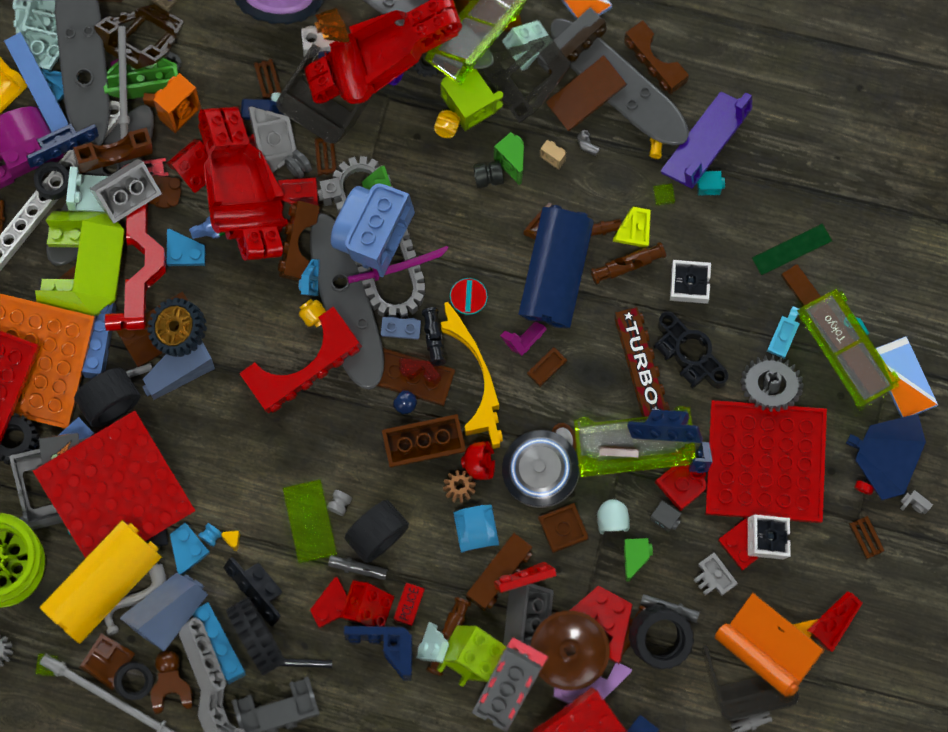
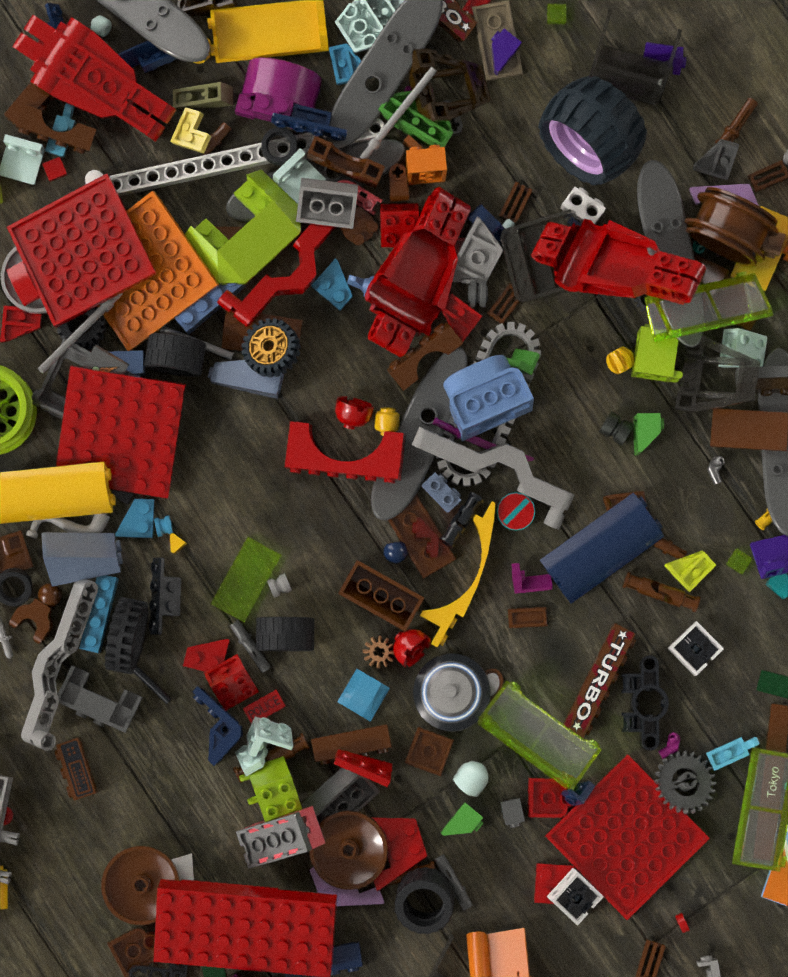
camera: 40 degrees right, 10 degrees up
(20, 408) = (106, 306): none -> light grey bar
(36, 82) = (335, 55): medium blue tile -> none
(169, 138) = (398, 186): none -> reddish brown piece
(281, 328) = (353, 412): none -> red cylinder
(309, 281) = (401, 398): dark azure wing -> none
(329, 189) = (483, 335): light grey bracket -> none
(331, 26) = (597, 206): clear orange slope -> none
(423, 618) = (263, 731): none -> light aqua bracket
(425, 258) = (506, 454): none -> light grey beam
(553, 154) = (680, 455): tan piece -> none
(619, 451) = (520, 733): tile -> none
(666, 426) = (570, 747): dark blue bracket -> none
(715, 576) = (509, 888): light grey hinge -> none
(737, 366) = (672, 745): none -> magenta arm
(890, 454) = (724, 916): dark blue panel -> none

